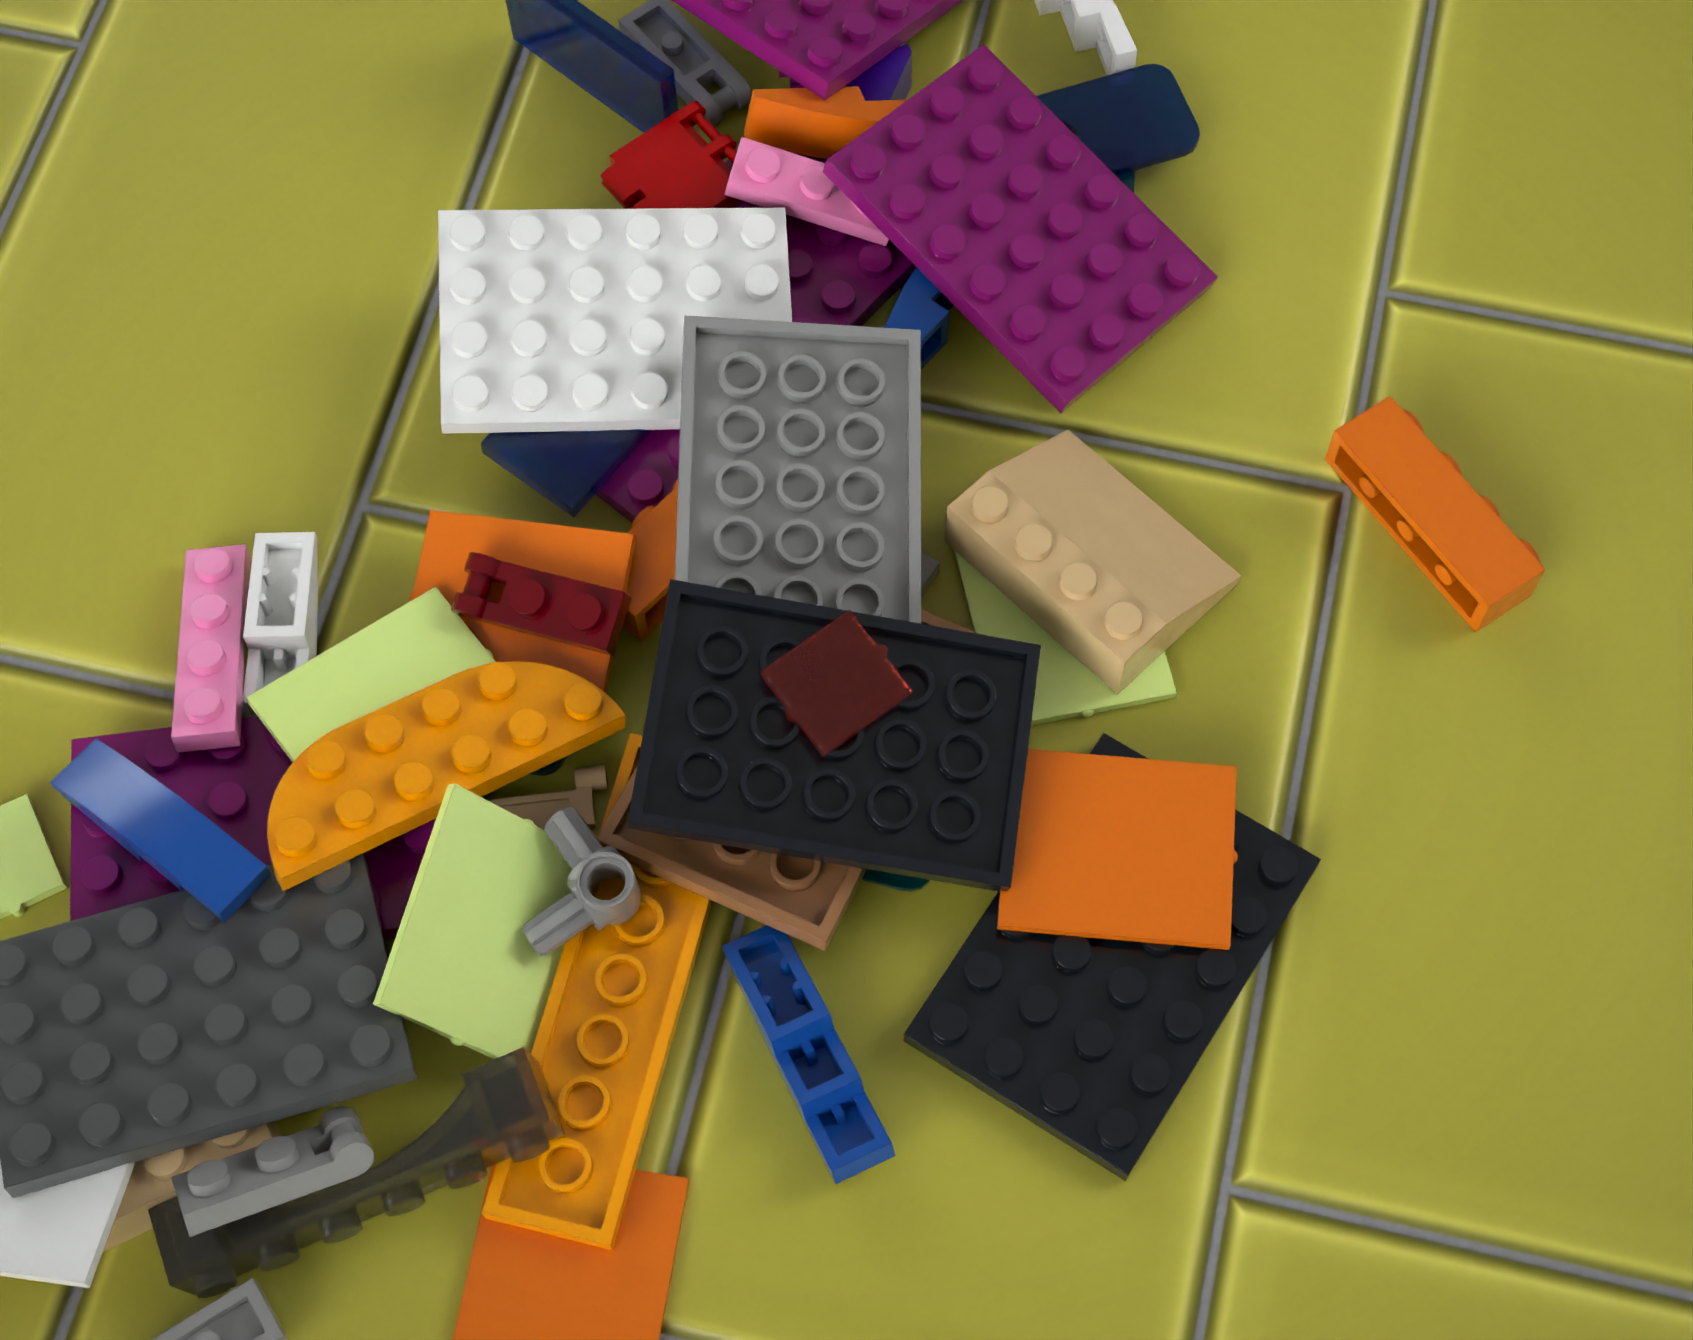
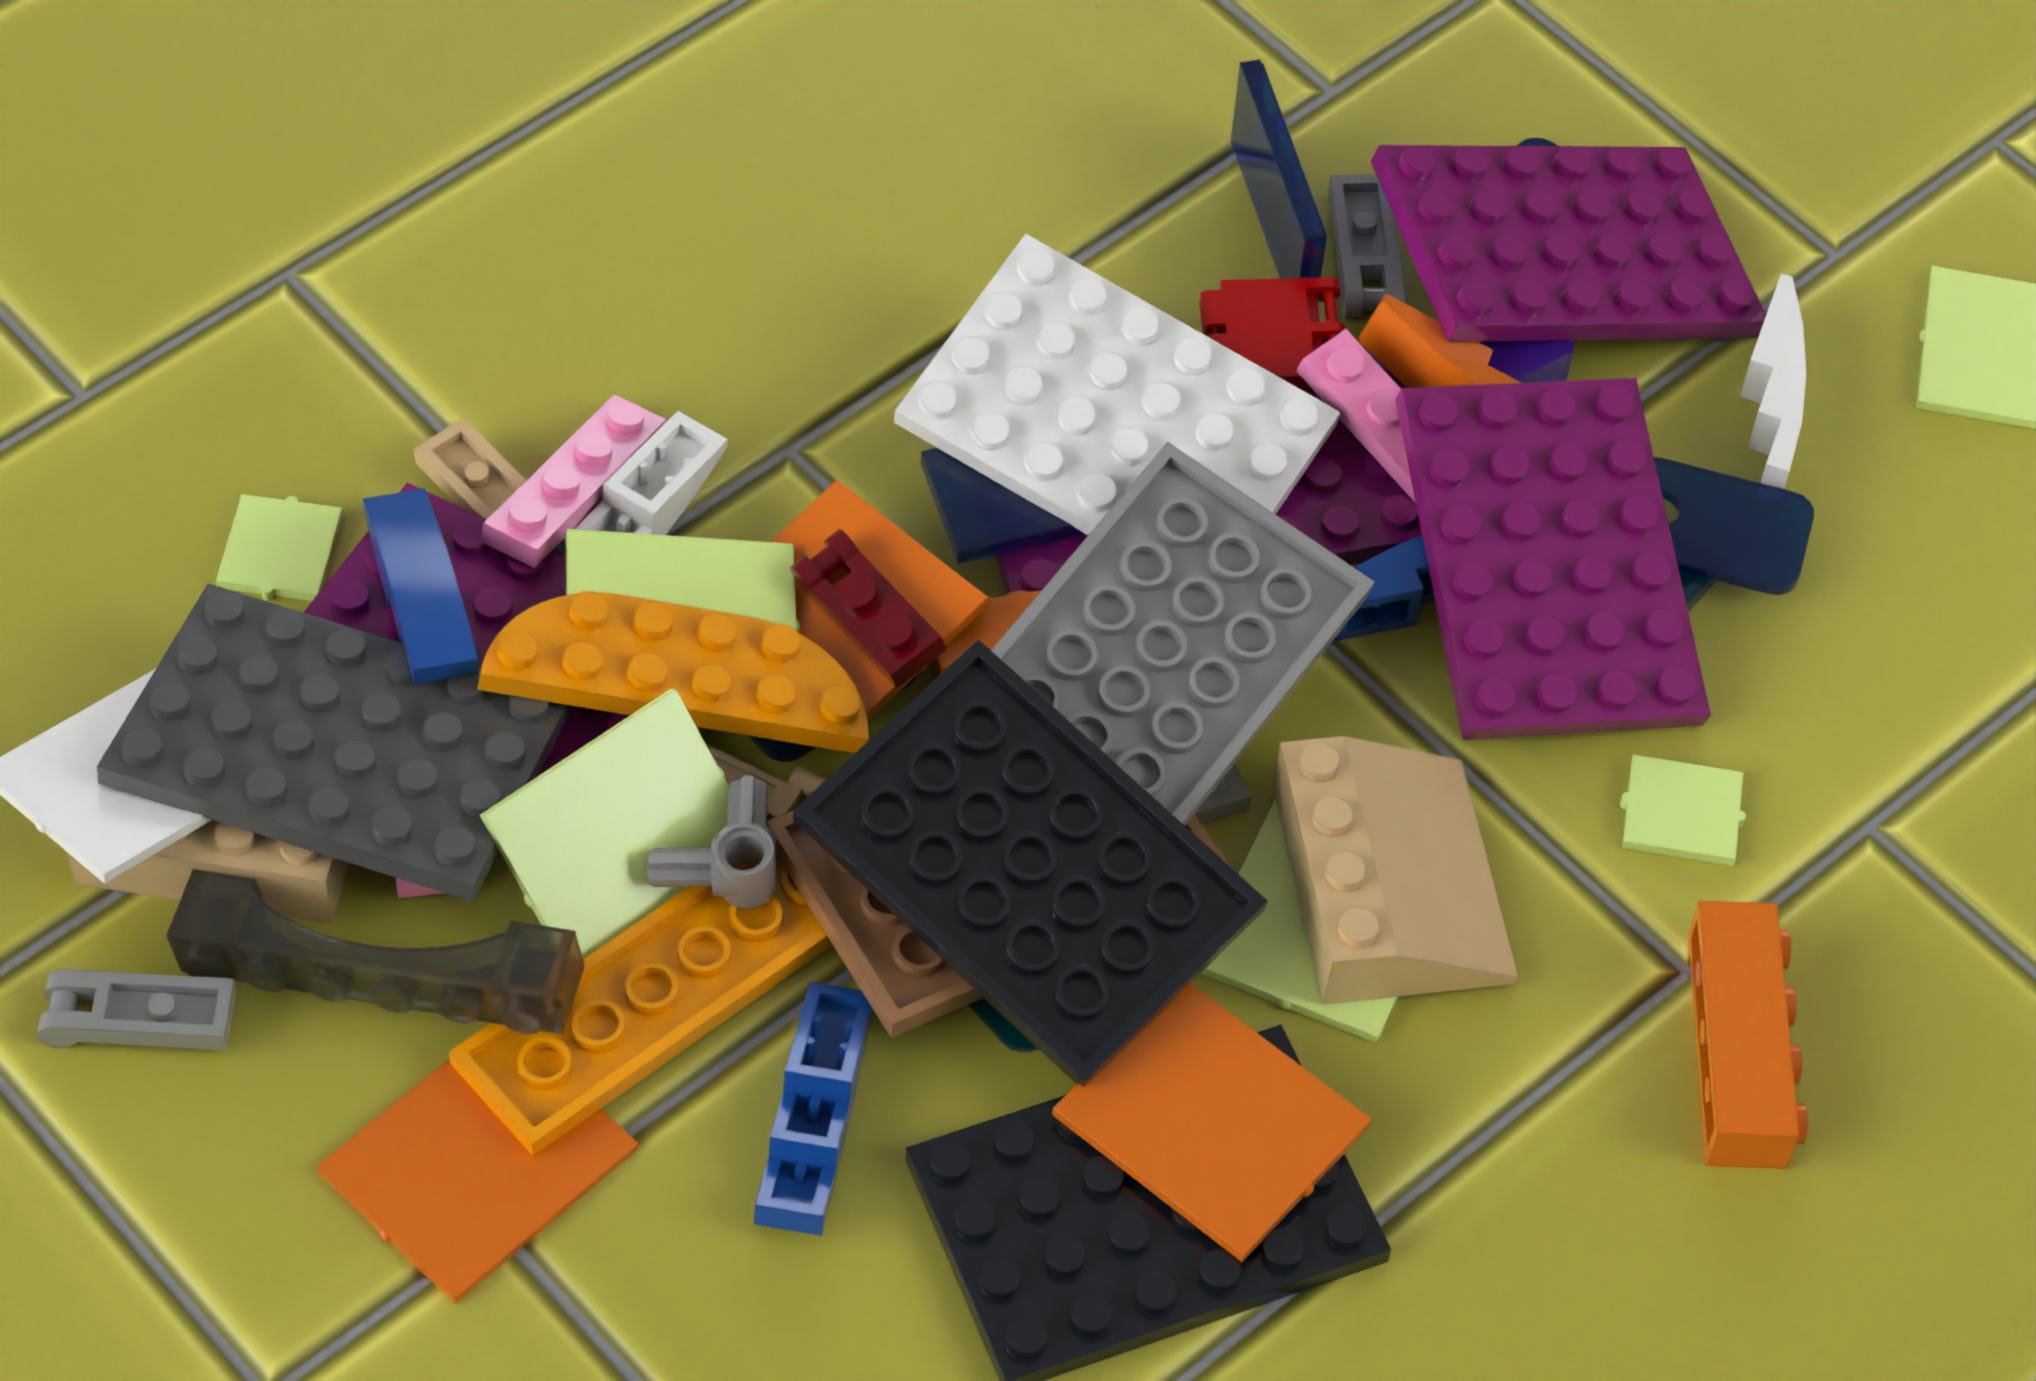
camera: 30 degrees right, 10 degrees down
(117, 693) = (468, 469): none -> tan plate
(274, 1172) = (308, 897): light grey plate -> none
(836, 683) = (1058, 813): clear red piece -> none
(1248, 364) = (1682, 810): none -> yellowish green piece

